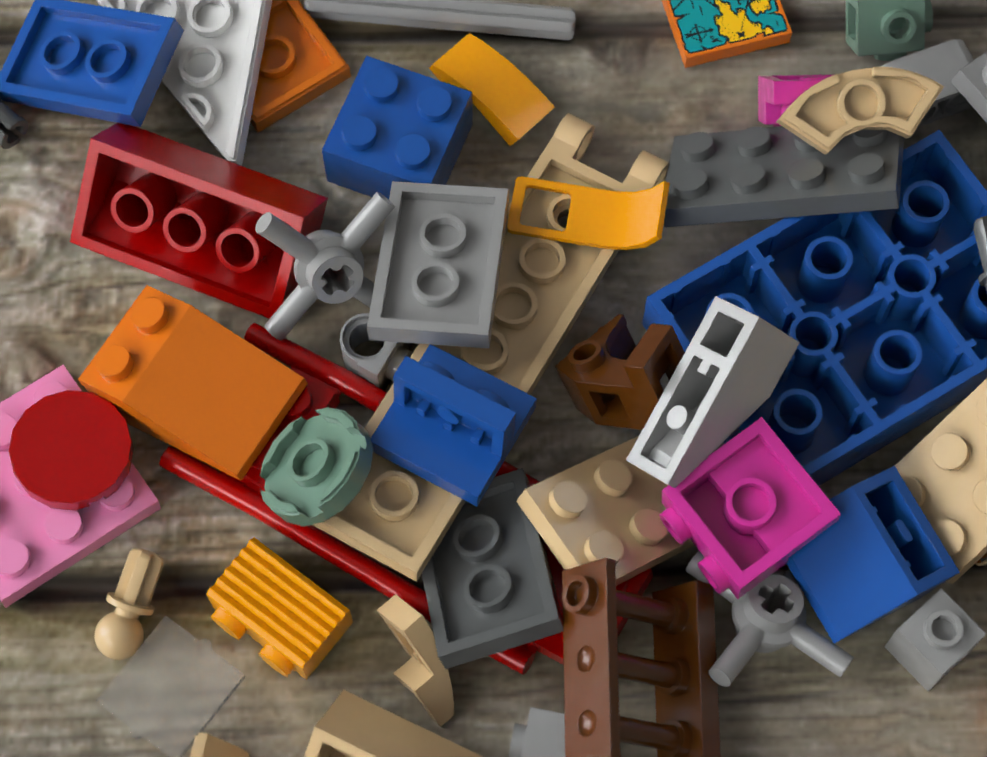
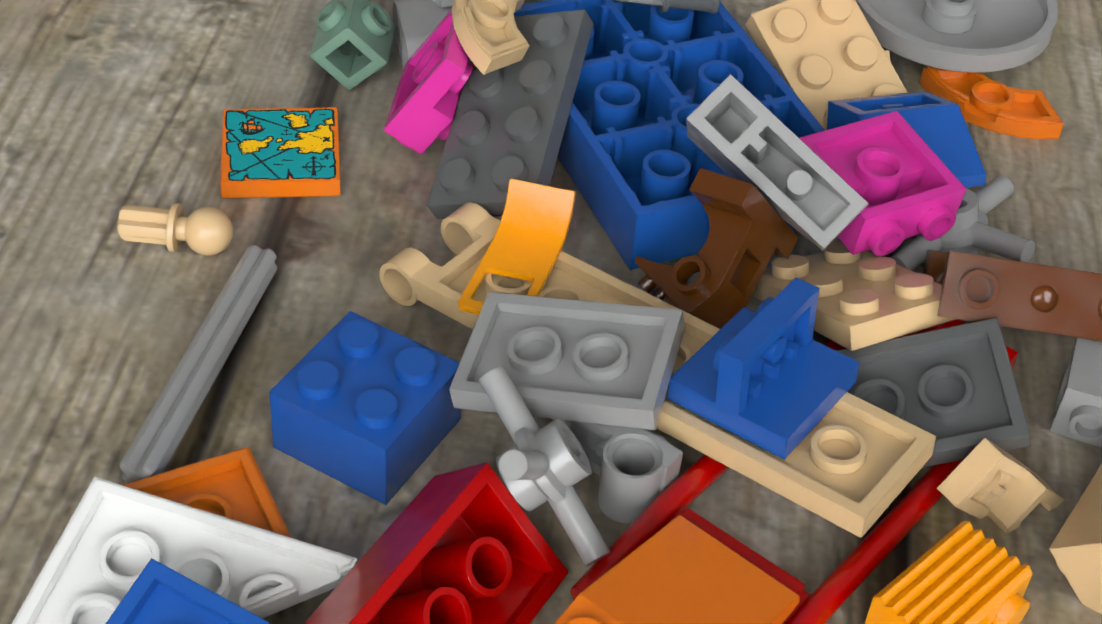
camera: 85 degrees left, 25 degrees down
(316, 467) = (807, 501): sand green tile -> none
(497, 87) = (301, 324): light orange slope -> none
(934, 639) = (991, 125): light grey brick -> none

